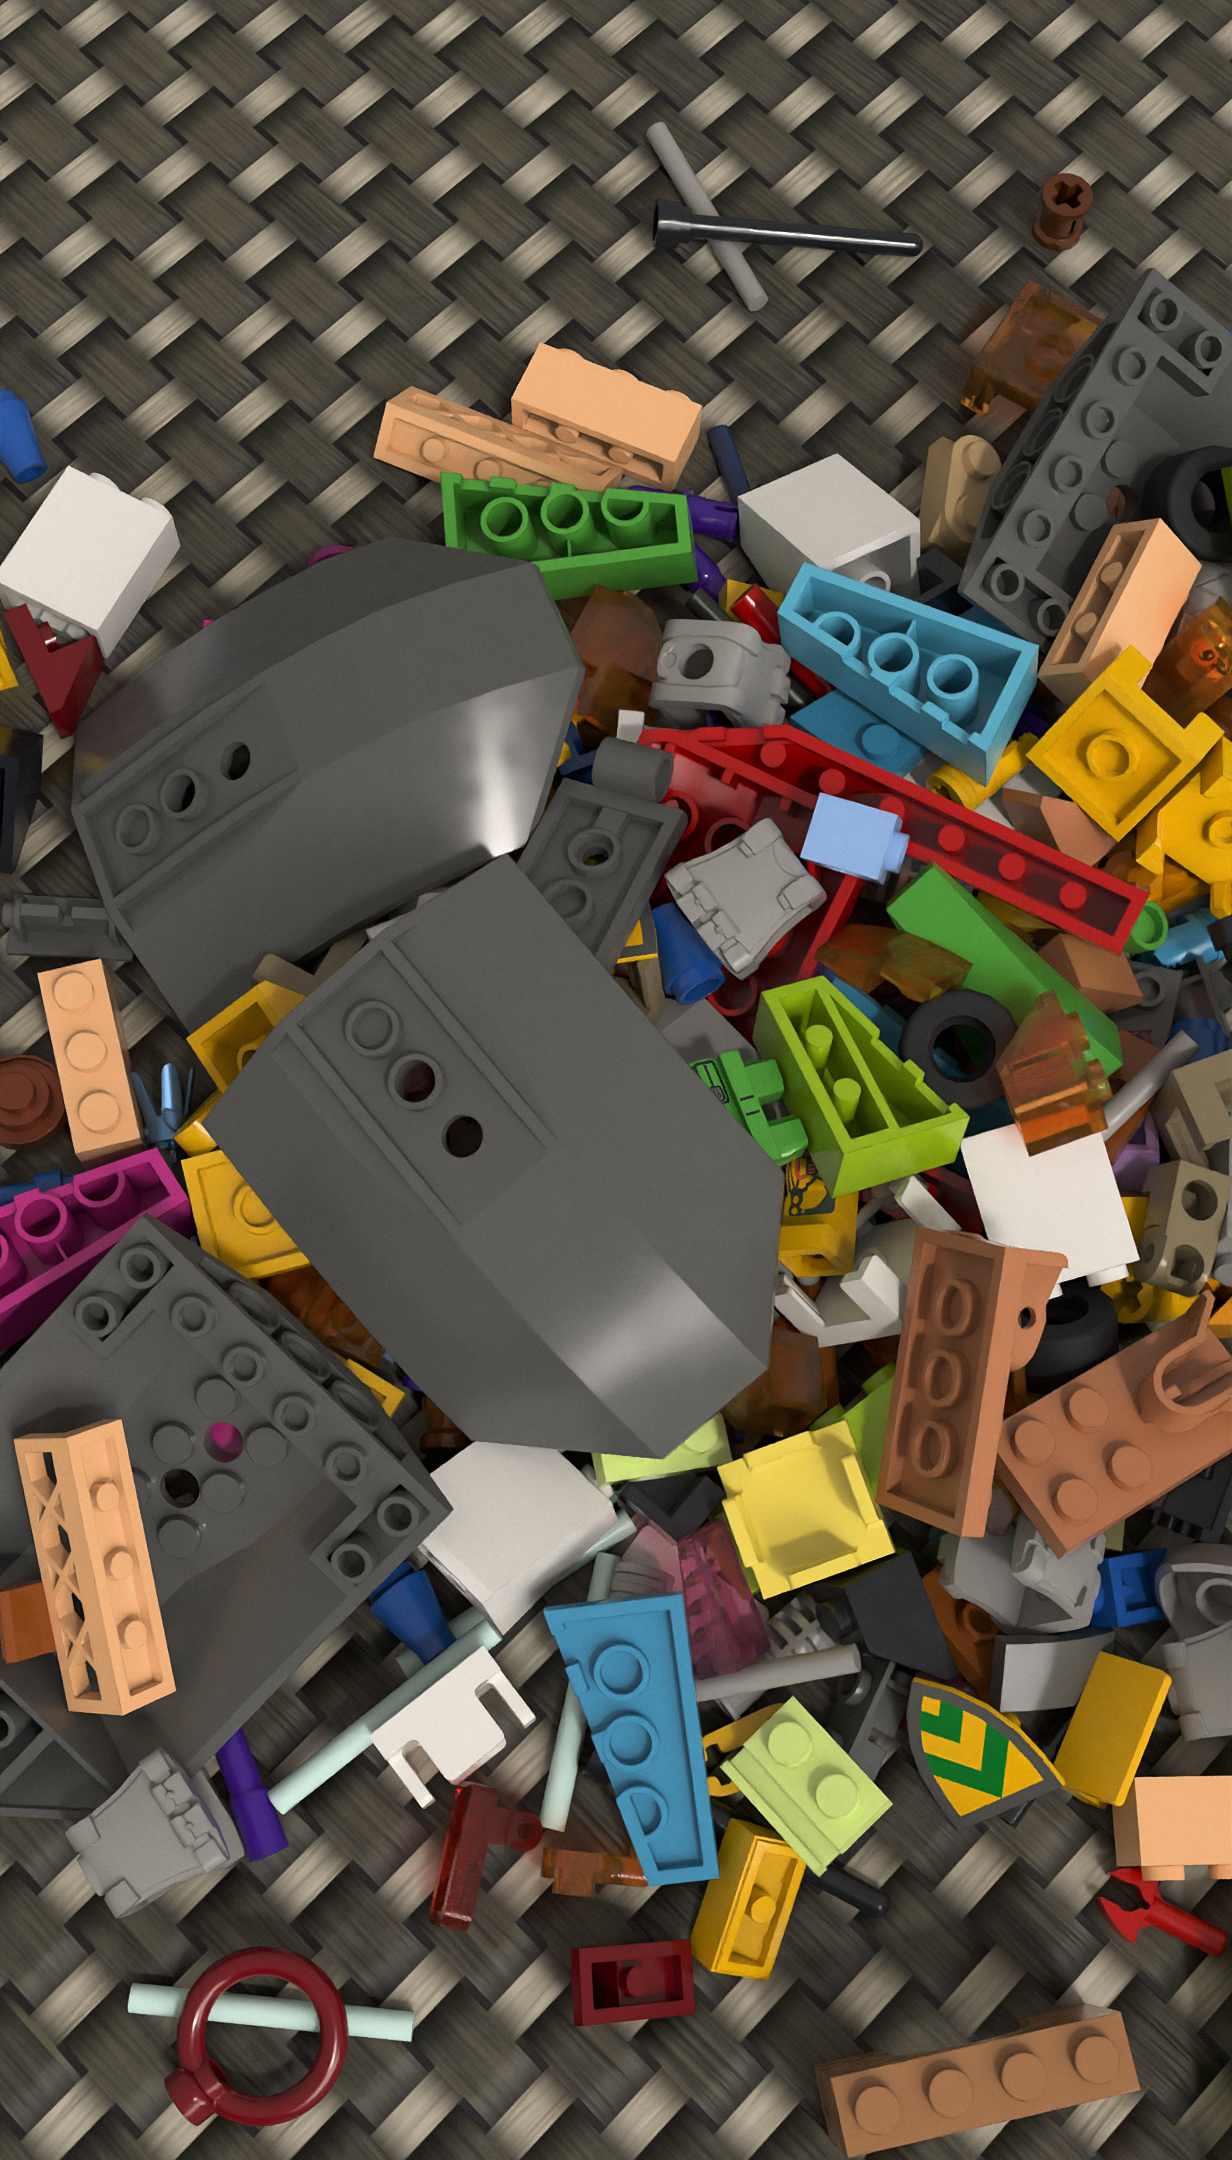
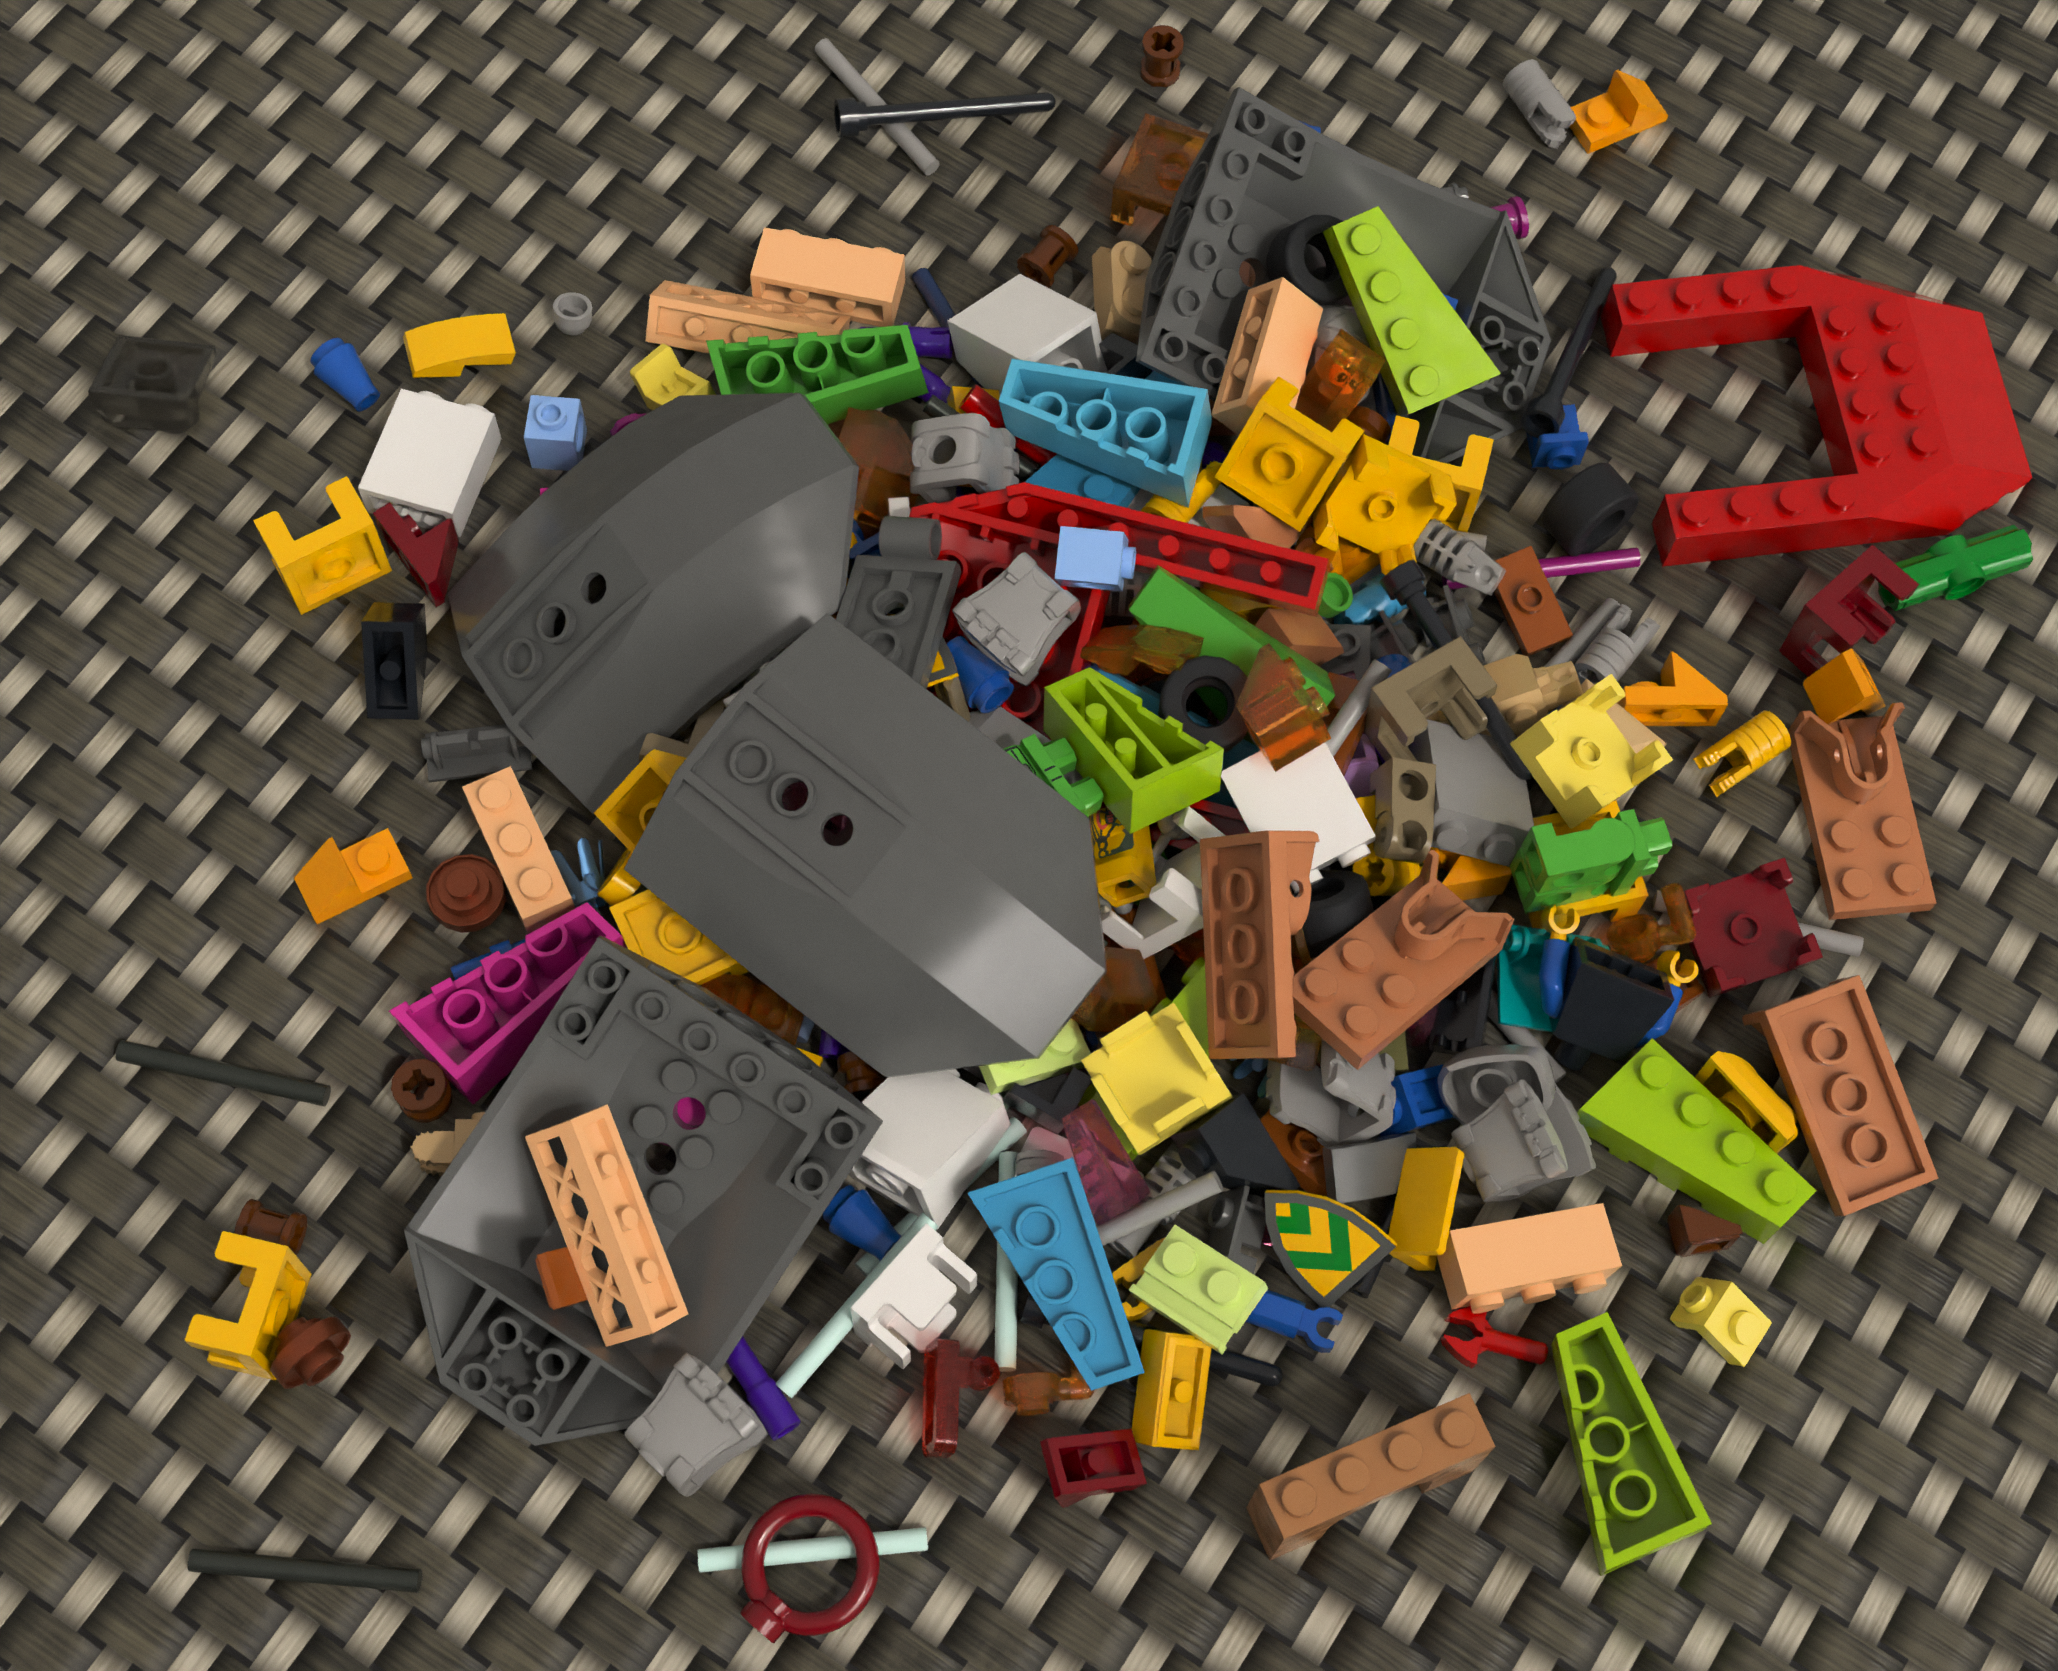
camera: 10 degrees left, 5 degrees down
(144, 420) = (449, 344): none -> yellow slope
(241, 551) = (555, 432): none -> light blue brick
(298, 407) = (572, 313): none -> light grey hinge
(385, 510) = (663, 379): none -> light yellow bracket
(876, 436) = (1048, 255): none -> reddish brown bush
(914, 1836) = (1291, 1318): none -> blue bar

